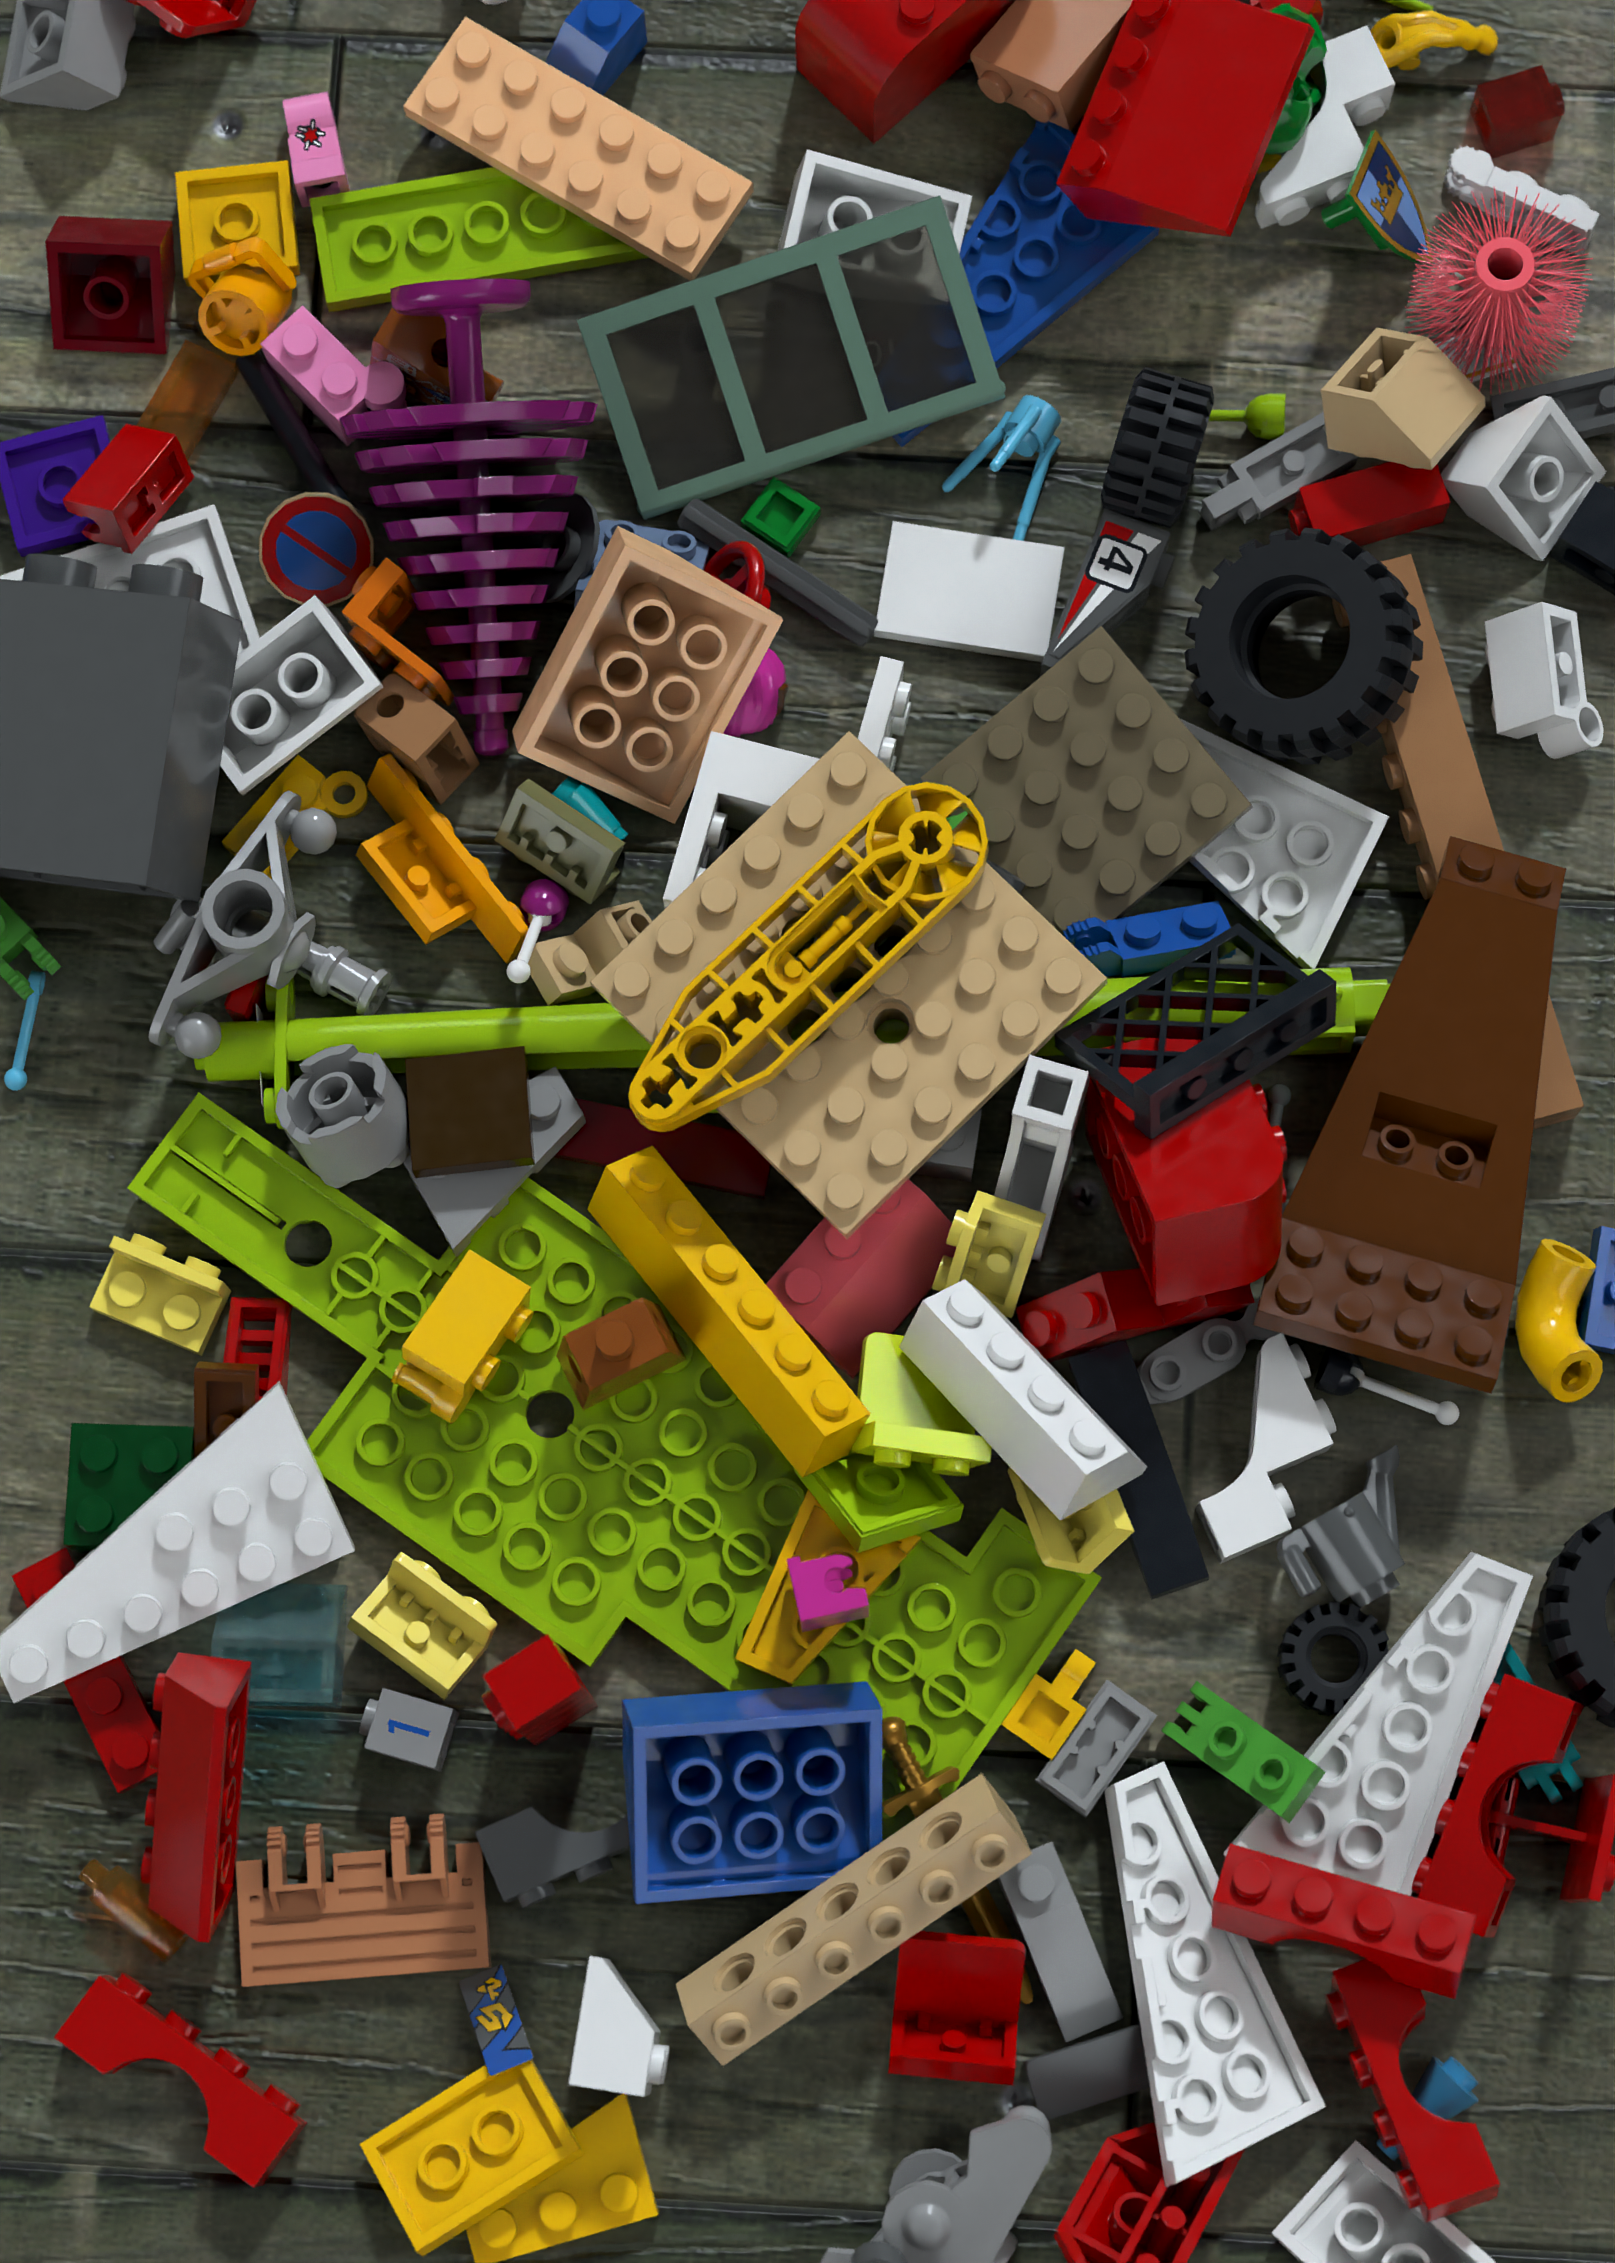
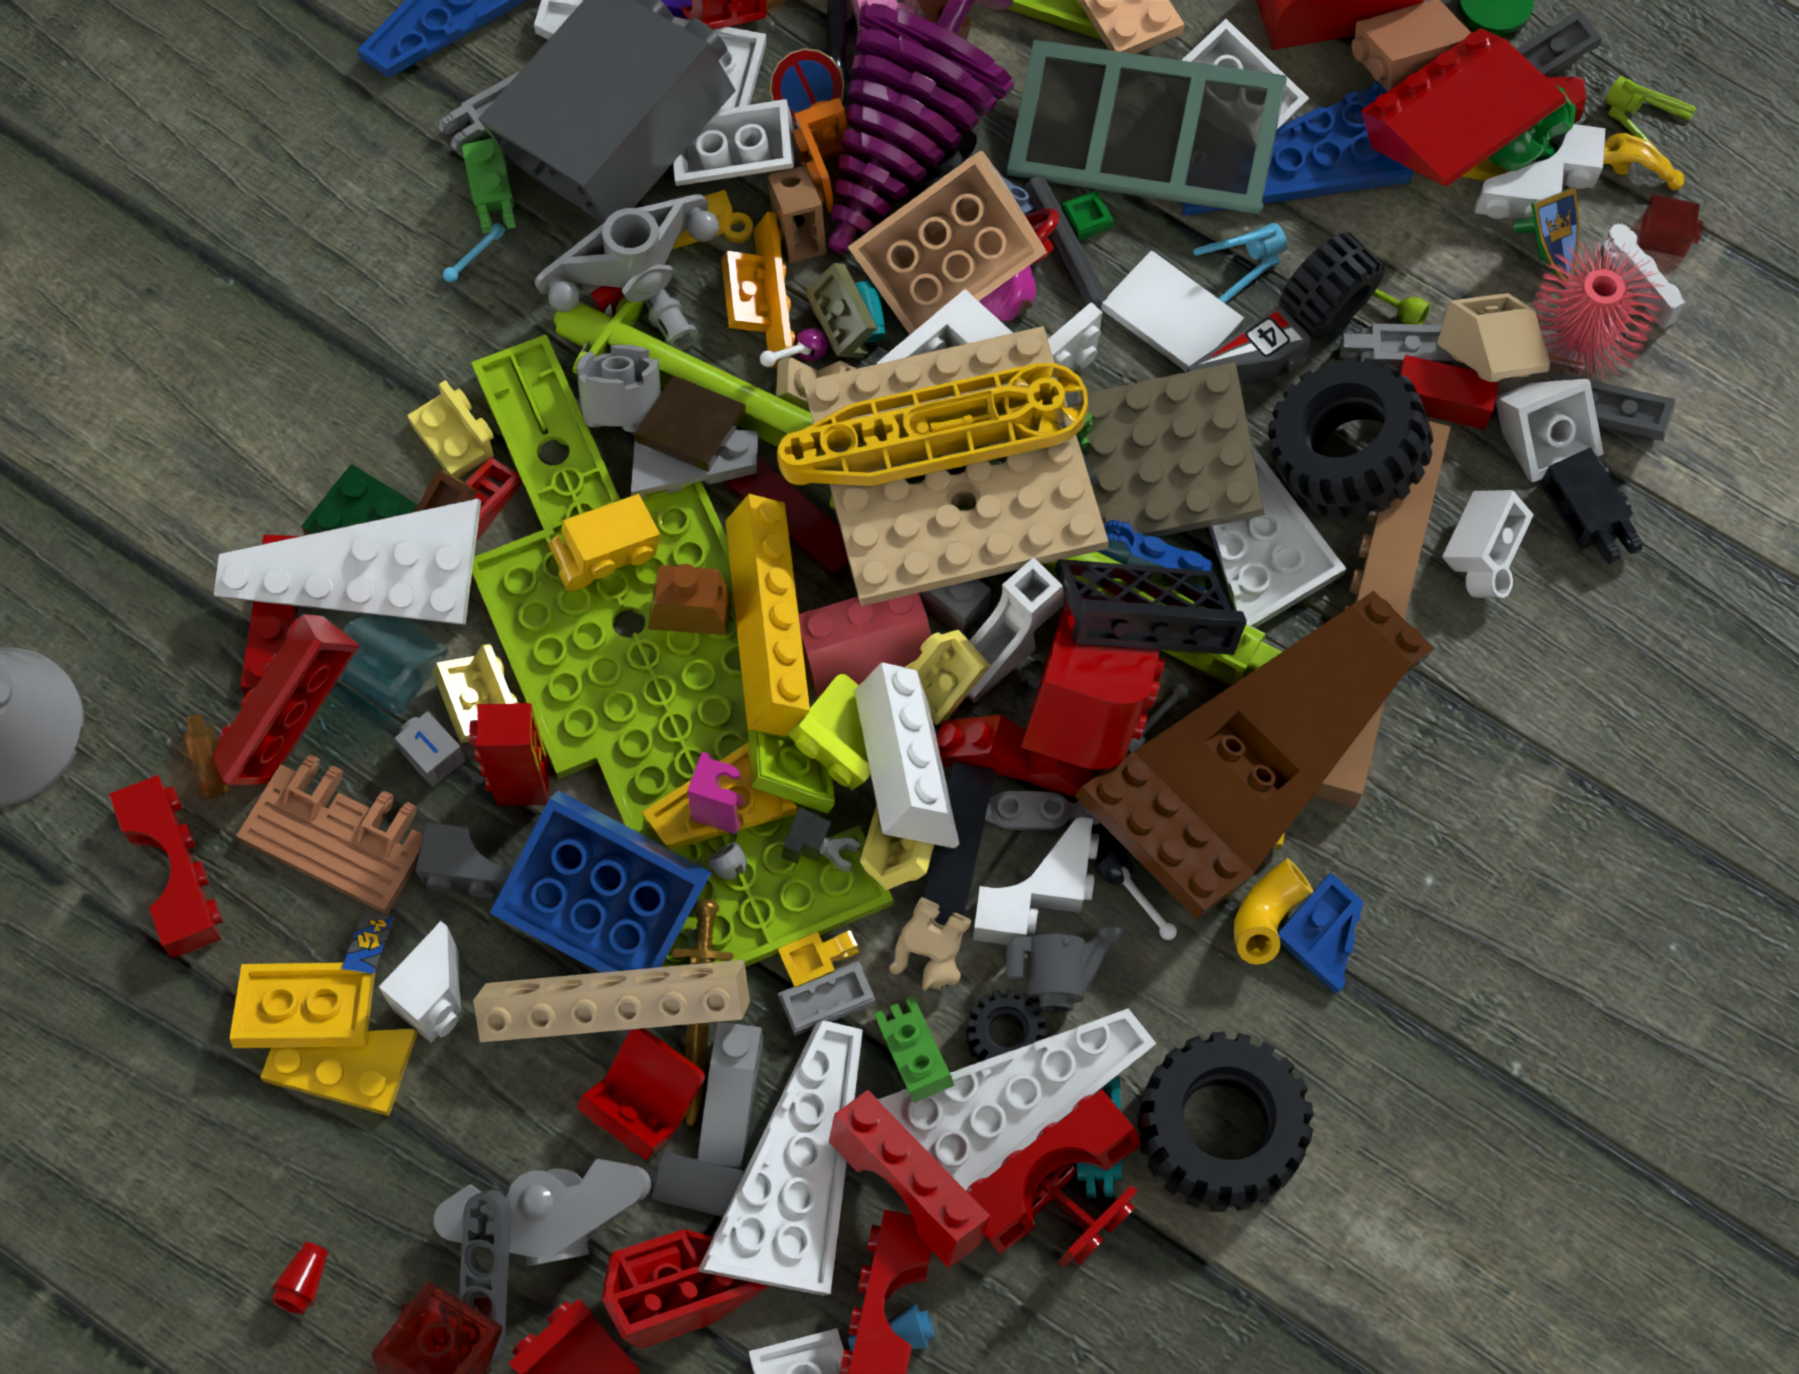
camera: 25 degrees right, 10 degrees down
(875, 1653) = (728, 861): none -> light grey hinge
(959, 1564) = (809, 839): none -> pearl dark grey piece
(1185, 1602) = (933, 940): none -> tan animal

